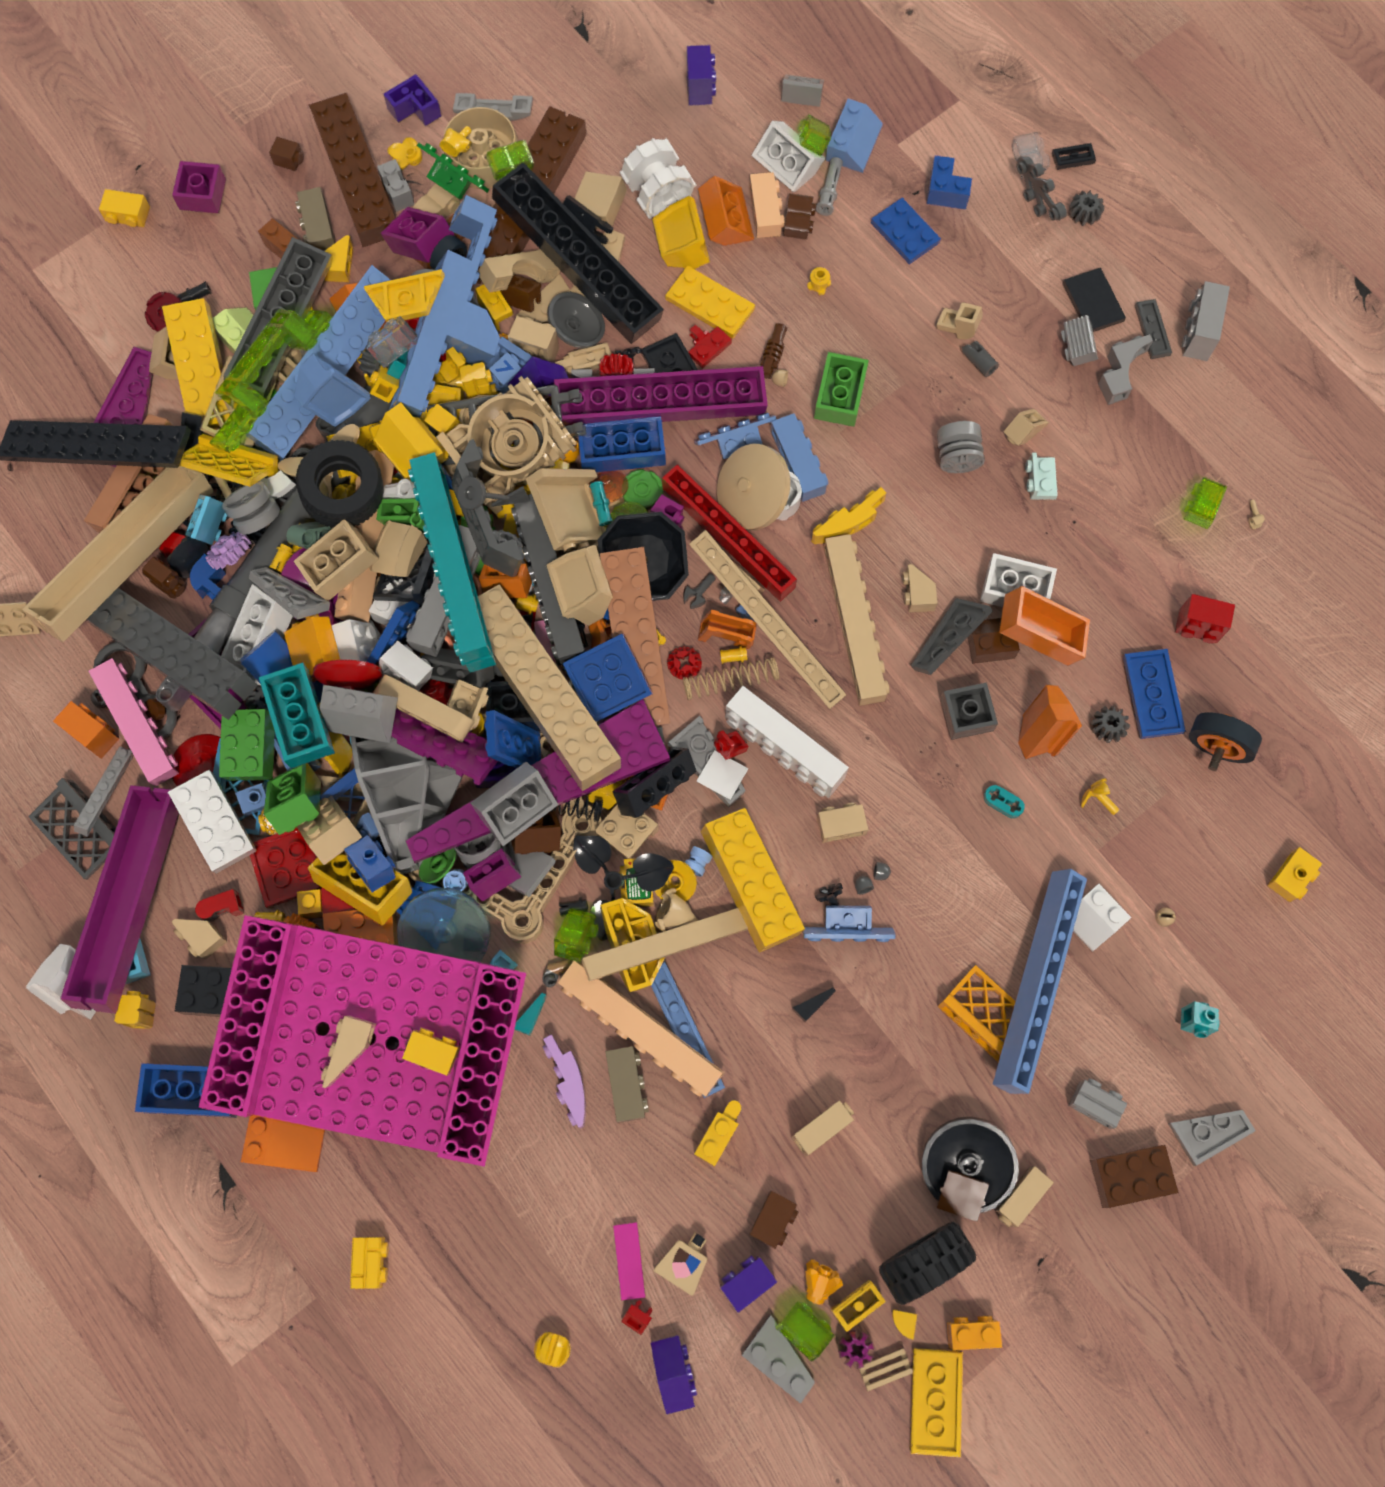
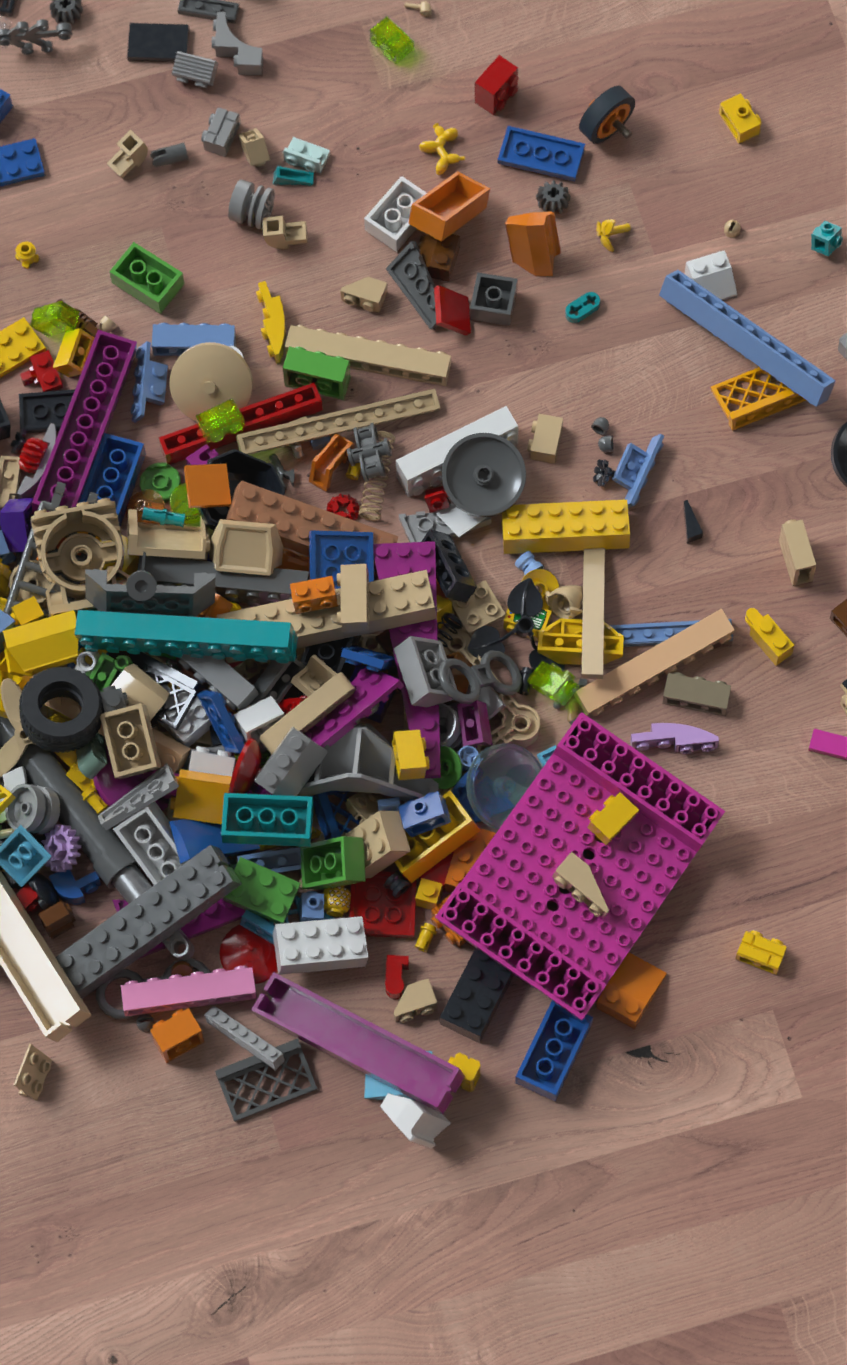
camera: 65 degrees left, 5 degrees down
(302, 869) = (397, 884): none -> black wheel
(368, 526) = (113, 699): none -> dark grey brick
(416, 822) = (410, 755): none -> yellow brick
(540, 858) = (479, 677): none -> dark grey bar
(544, 661) = (314, 594): none -> orange brick
(556, 699) = (353, 598): none -> tan brick
(629, 520) = (207, 485): none -> orange tile
(713, 509) = (220, 421): none -> clear neon green brick
(735, 356) = (73, 352): none -> yellow brick
(745, 659) = (369, 452): none -> dark grey axle
(760, 327) = (54, 318): none -> clear neon green brick
(763, 775) = (483, 474): none -> dark grey dish
(812, 578) = (327, 372): none -> bright green brick
(936, 676) = (452, 310): none -> red tile
(944, 488) = (282, 234): none -> tan brick
(1013, 475) = (290, 176): none -> teal piece
(1027, 391) = (221, 131): none -> light grey brick
(1111, 592) = (437, 146): none -> yellow piece

